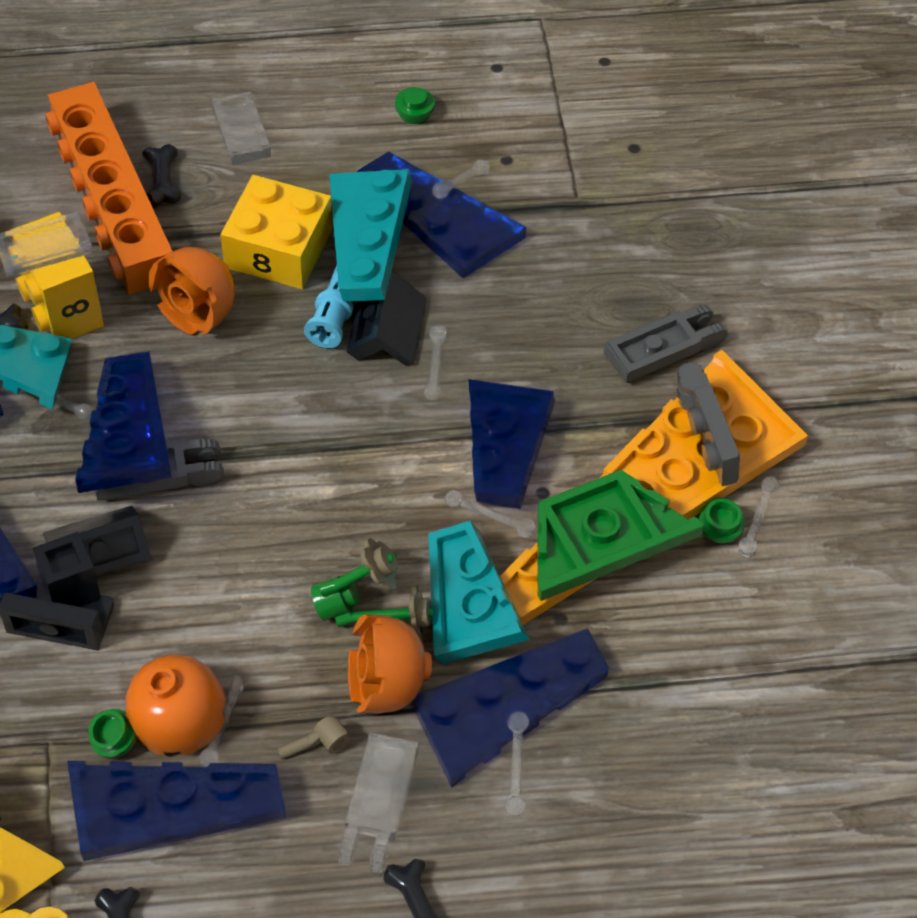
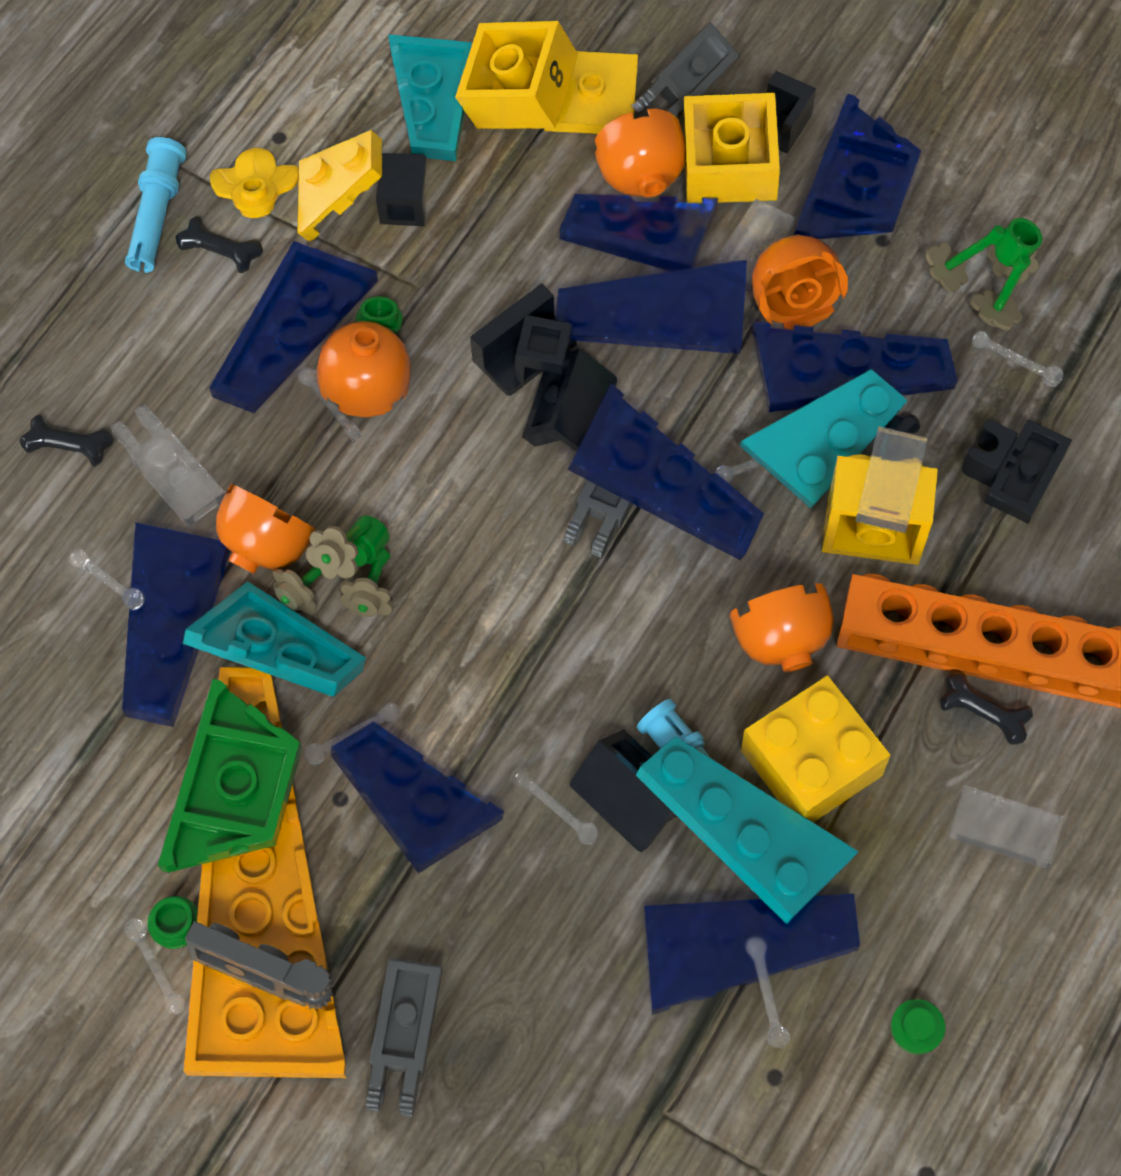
camera: 130 degrees right, 10 degrees up
(327, 731) = (252, 467): dark tan hand -> none

